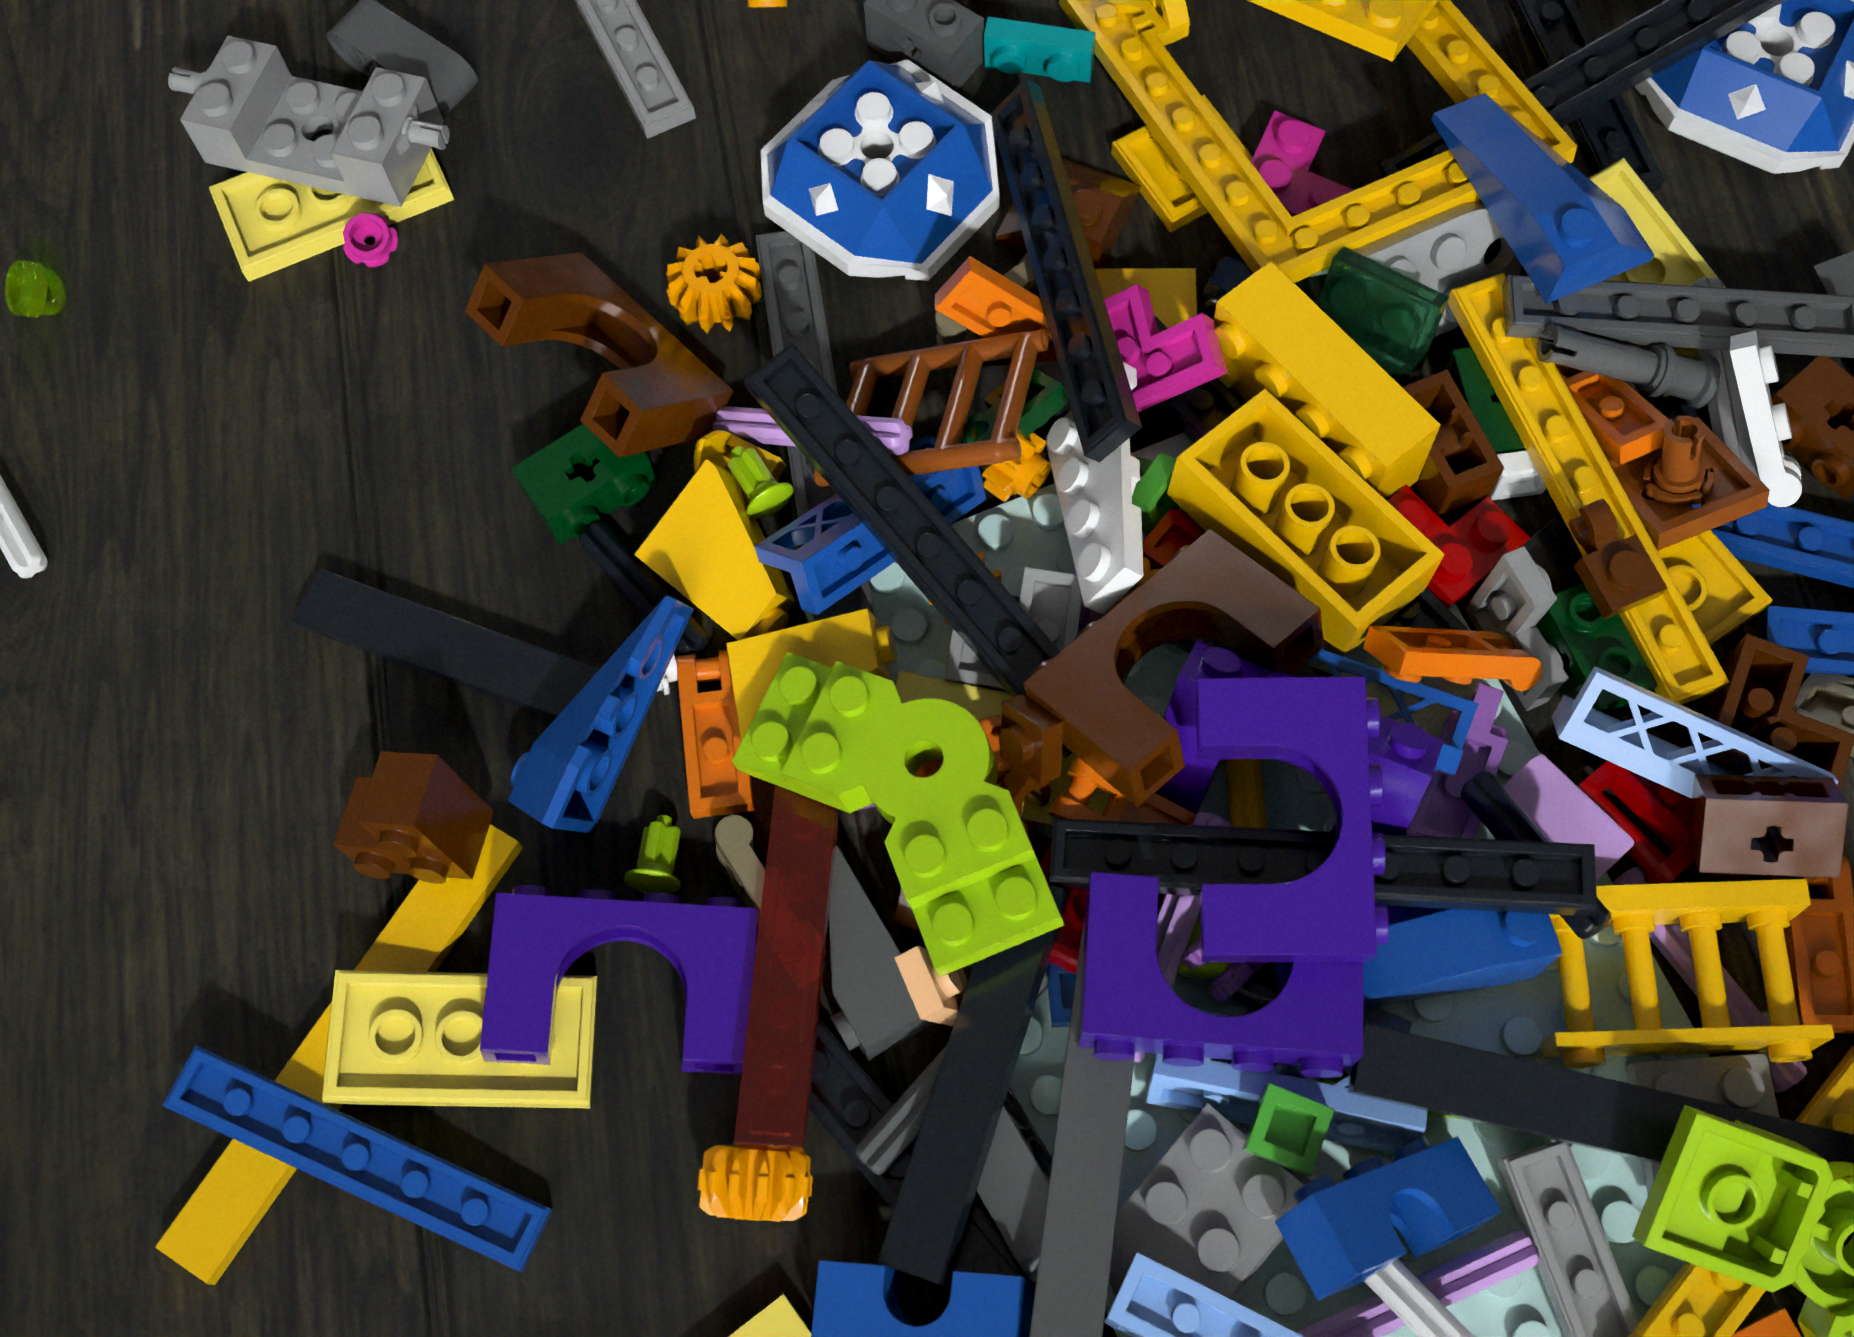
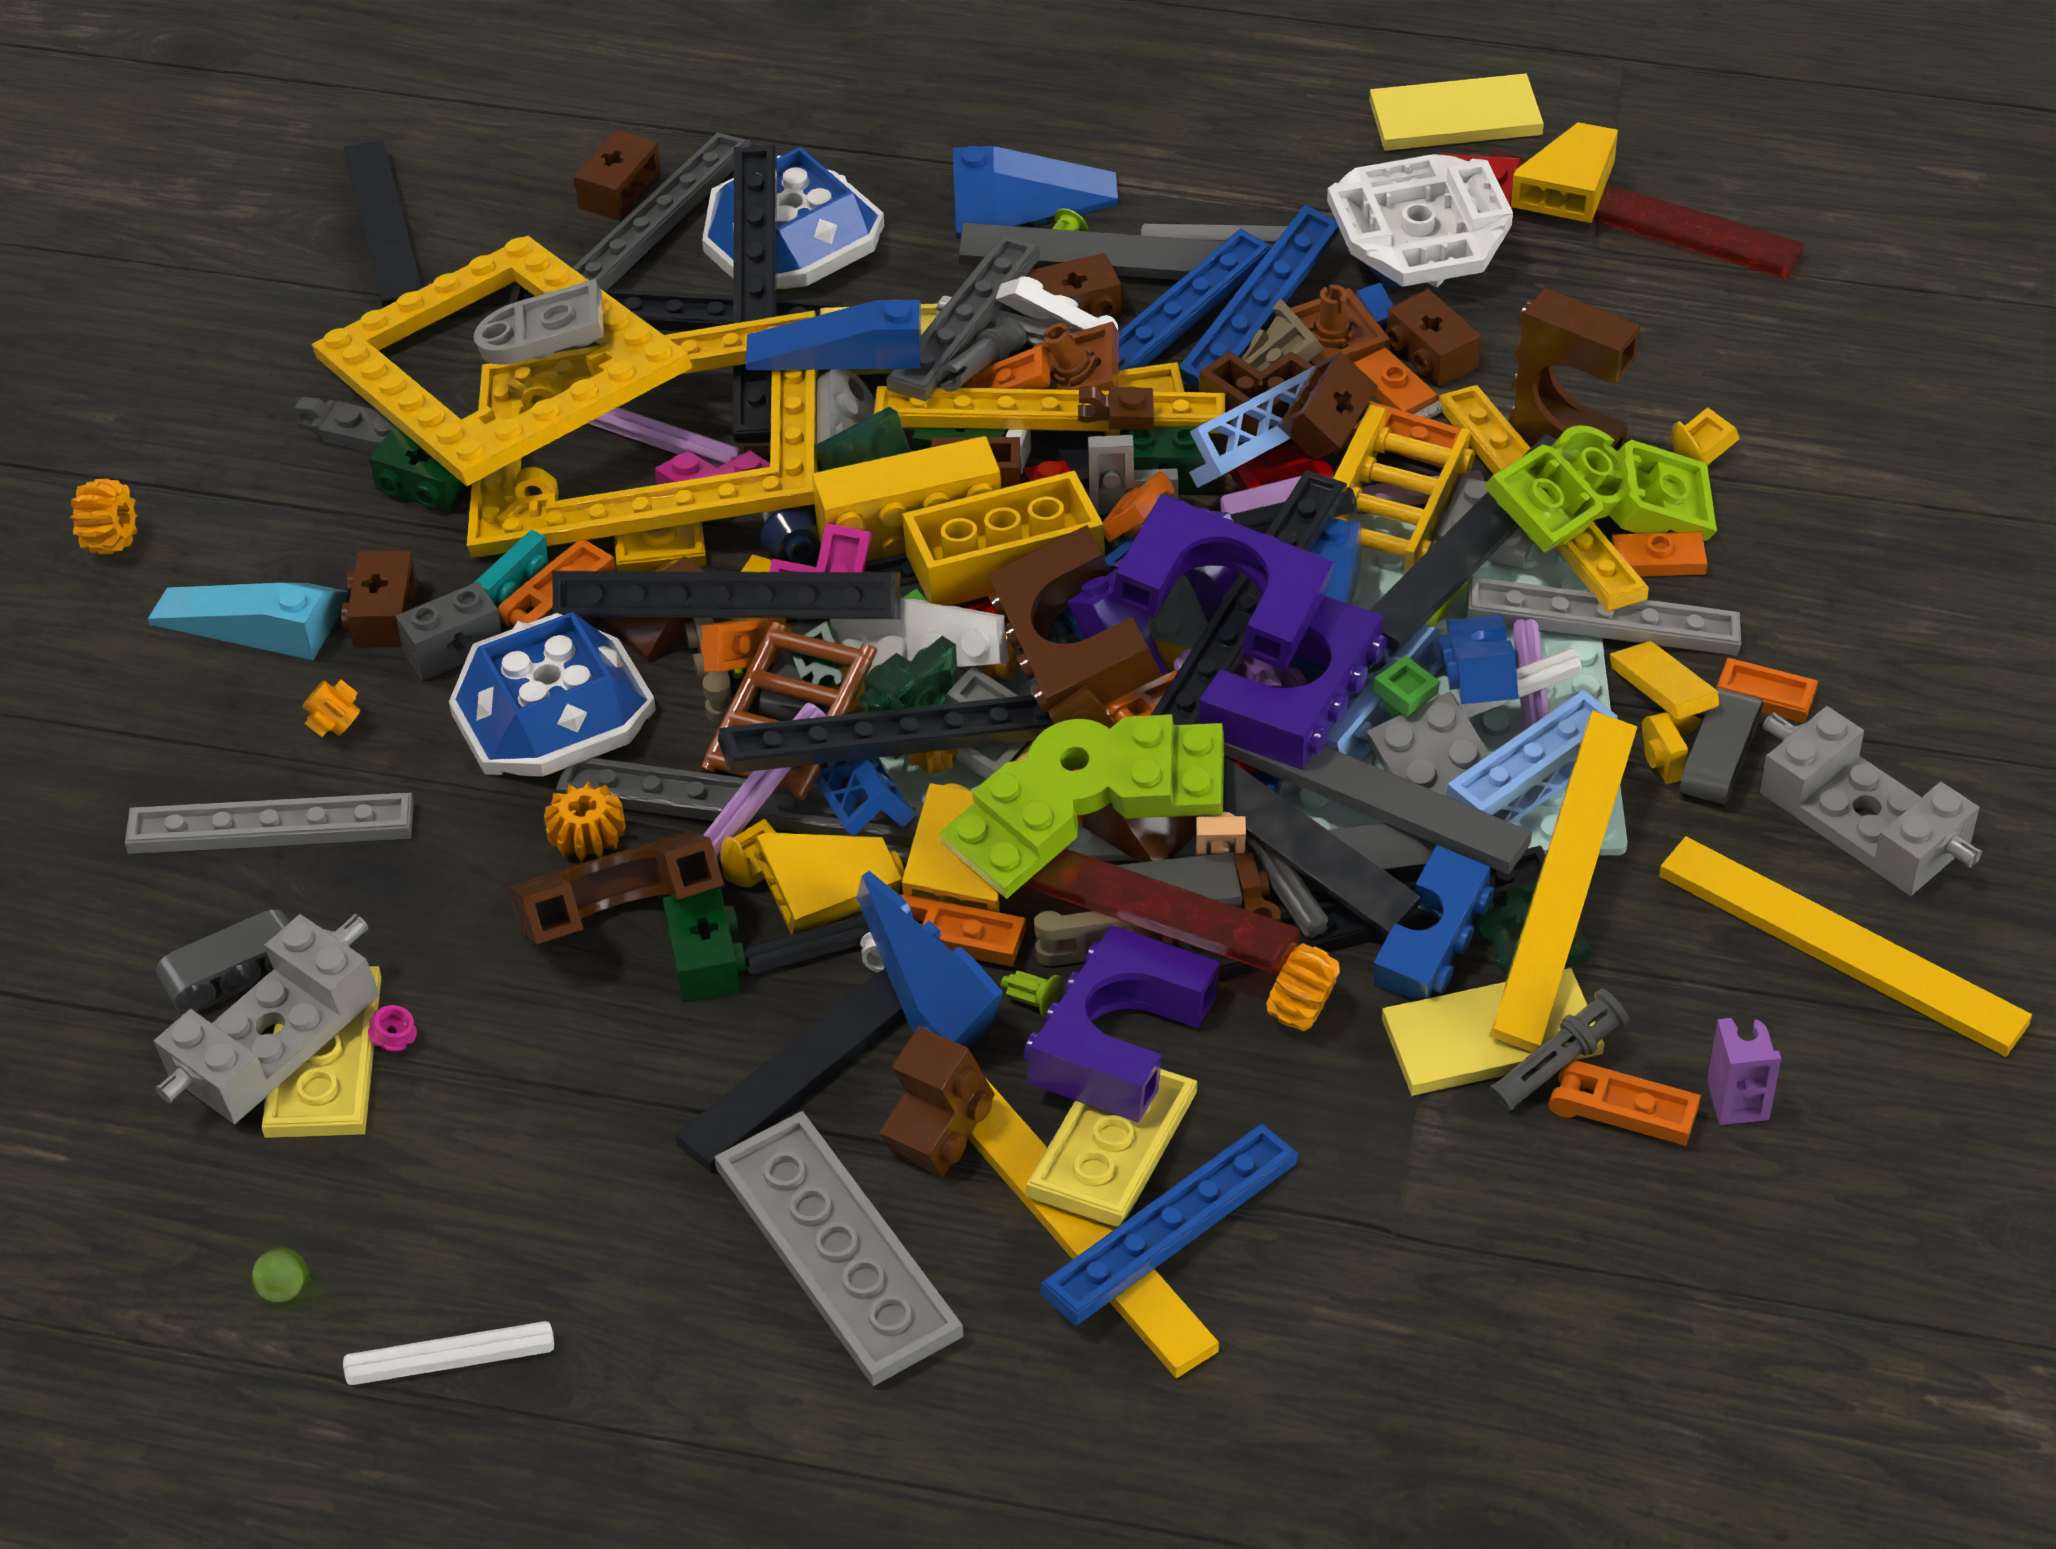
camera: 70 degrees left, 20 degrees down
(217, 802) = (839, 1248): none -> light grey plate
(758, 483) = (789, 825): lime piece -> none
(902, 1053) = (1255, 887): none -> reddish brown plate
(987, 516) = (914, 682): none -> clear green plate
(1074, 105) = (539, 591): none -> orange plate
(1339, 111) = (665, 436): none -> lavender axle

